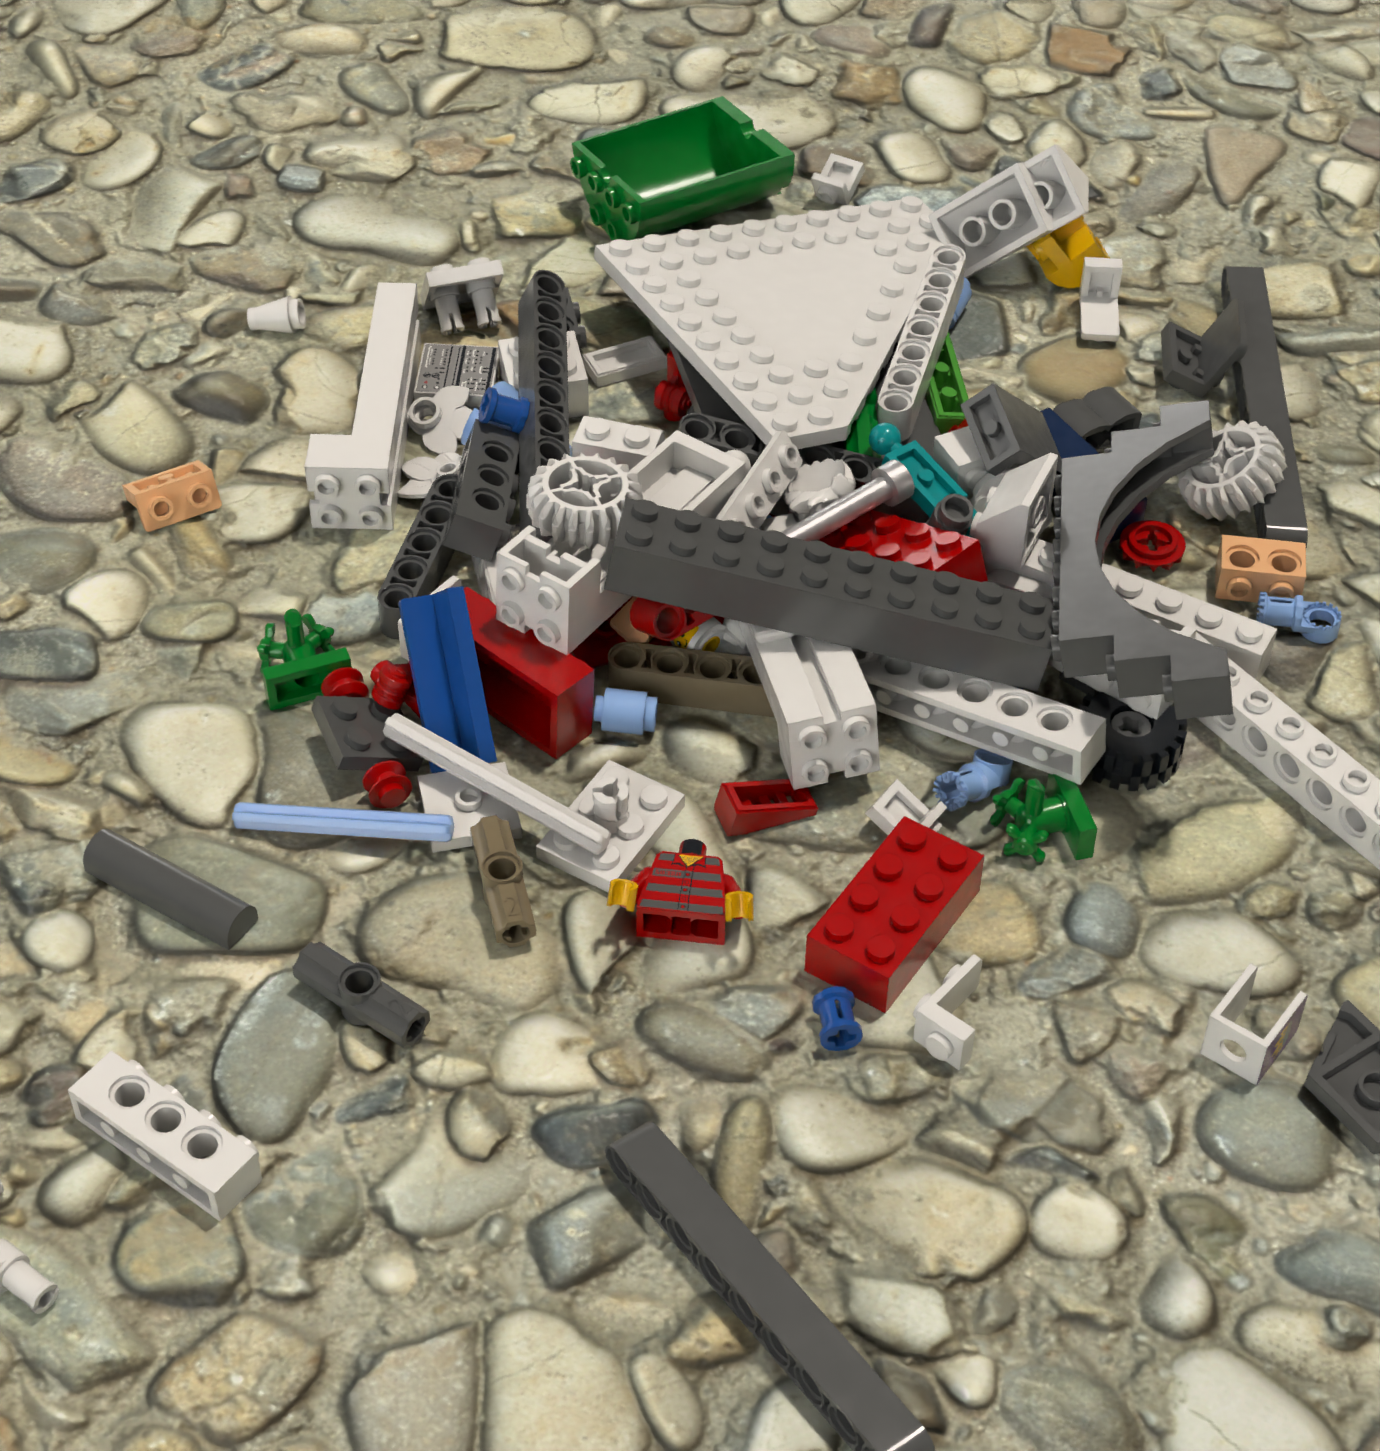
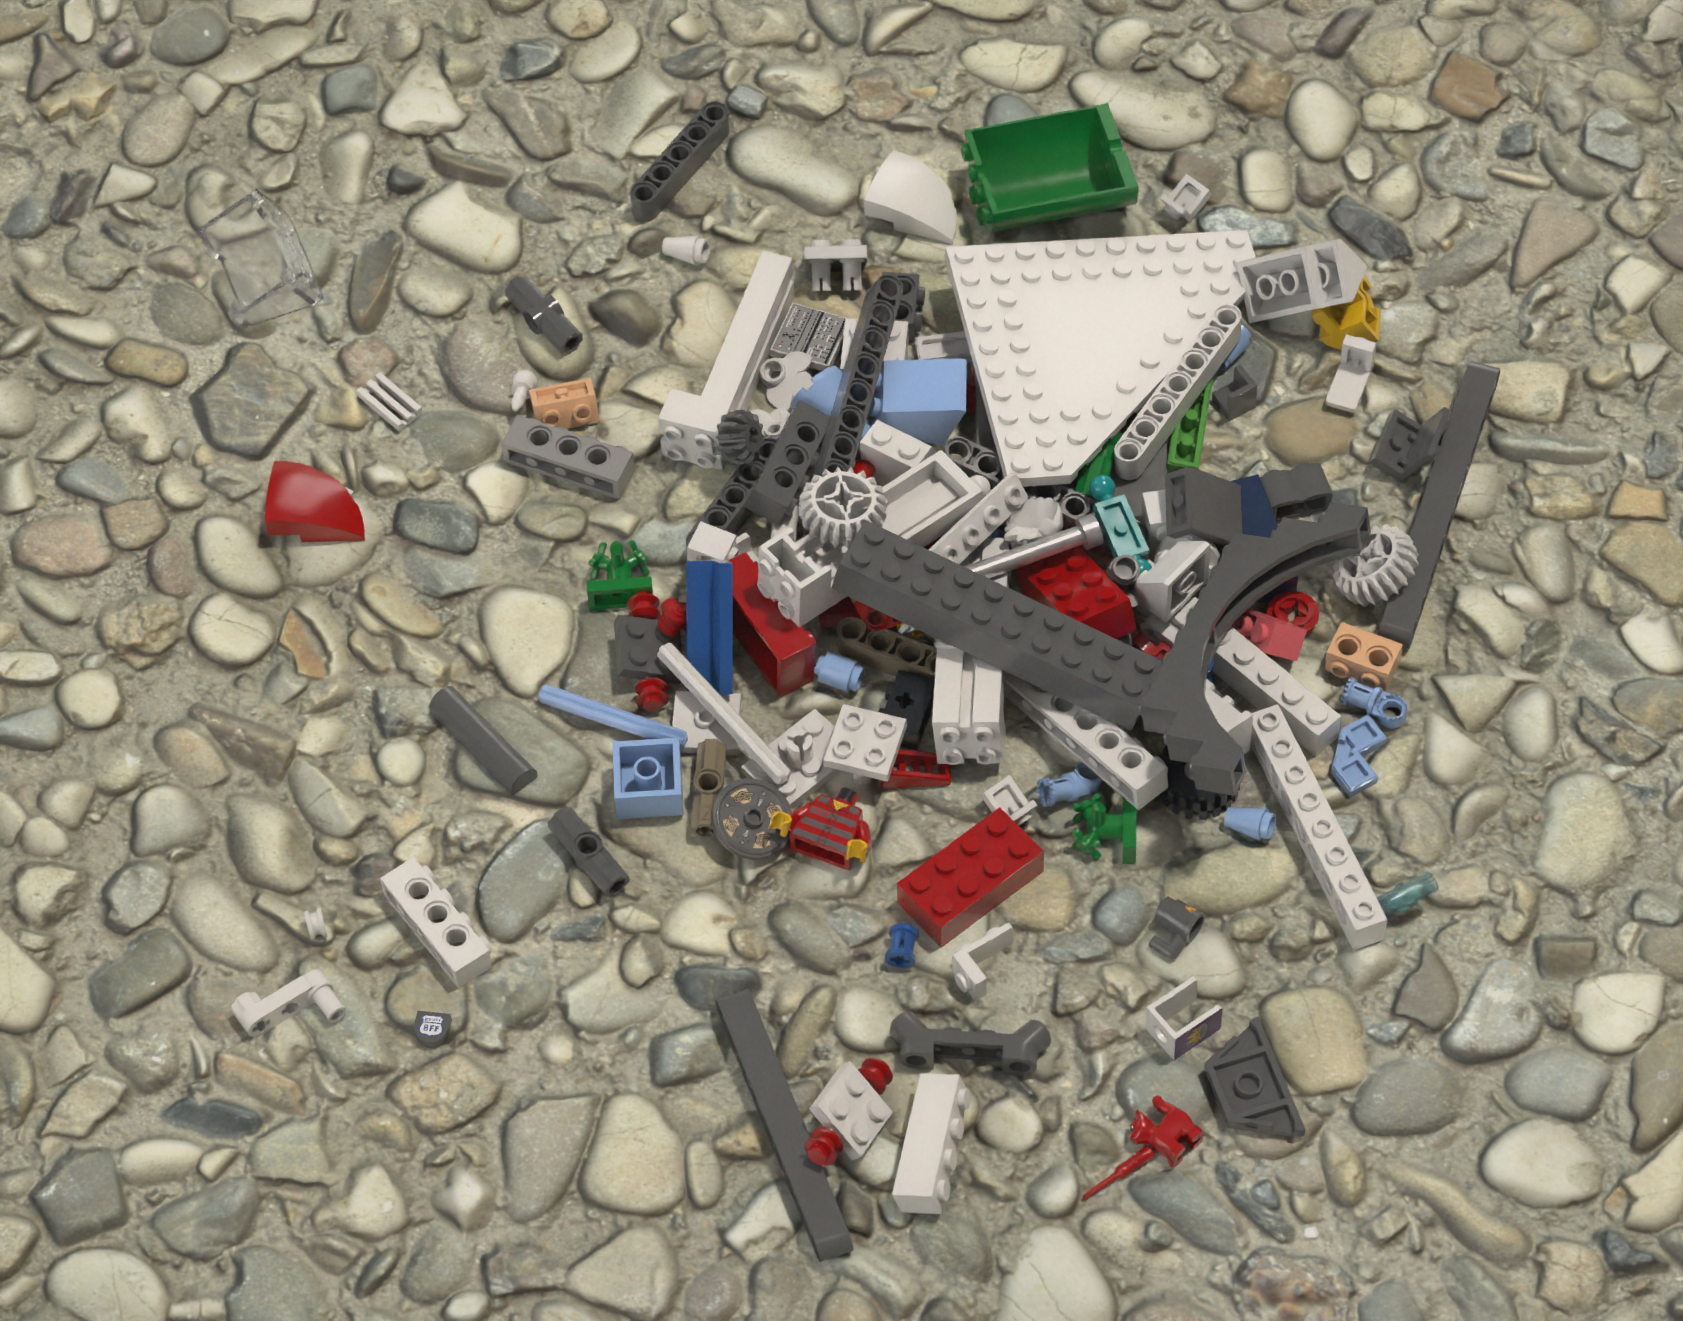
camera: 20 degrees right, 10 degrees up
(110, 485) = (521, 384): none -> white bar
(119, 407) = (543, 314): none -> dark grey piece
(193, 544) = (553, 457): none -> light grey brick
(196, 1285) = (432, 1028): none -> dark grey tile
(241, 237) = (679, 161): none -> dark grey beam
(415, 470) = (740, 437): none -> dark grey gear
(415, 581) = (711, 544): none -> white brick
(417, 883) = (647, 778): none -> light blue brick
(504, 410) = (821, 398): blue bush -> none
(530, 231) = (912, 198): none -> white brick
(567, 904) = (743, 817): none -> dark grey shield
(625, 388) = (921, 397): none -> light blue slope
(698, 780) = (865, 744): none -> white plate
(730, 735) = (910, 699): none -> black brick
(860, 1254) = (849, 1111): none -> white plate
(920, 1140) = (1015, 1051): none -> dark grey plate
(984, 344) = (1237, 396): none -> dark grey panel
(989, 1274) = (931, 1143): none -> white brick
(1151, 560) = (1271, 634): none -> coral slope
(1188, 907) = (1180, 920): none -> dark grey piece
(1218, 774) = (1252, 822): none -> light blue cone
(1262, 1244) = (1123, 1170): none -> red piece
(1293, 670) = (1348, 764): none -> light blue tile
(1309, 1183) = (1168, 1135): none -> red animal

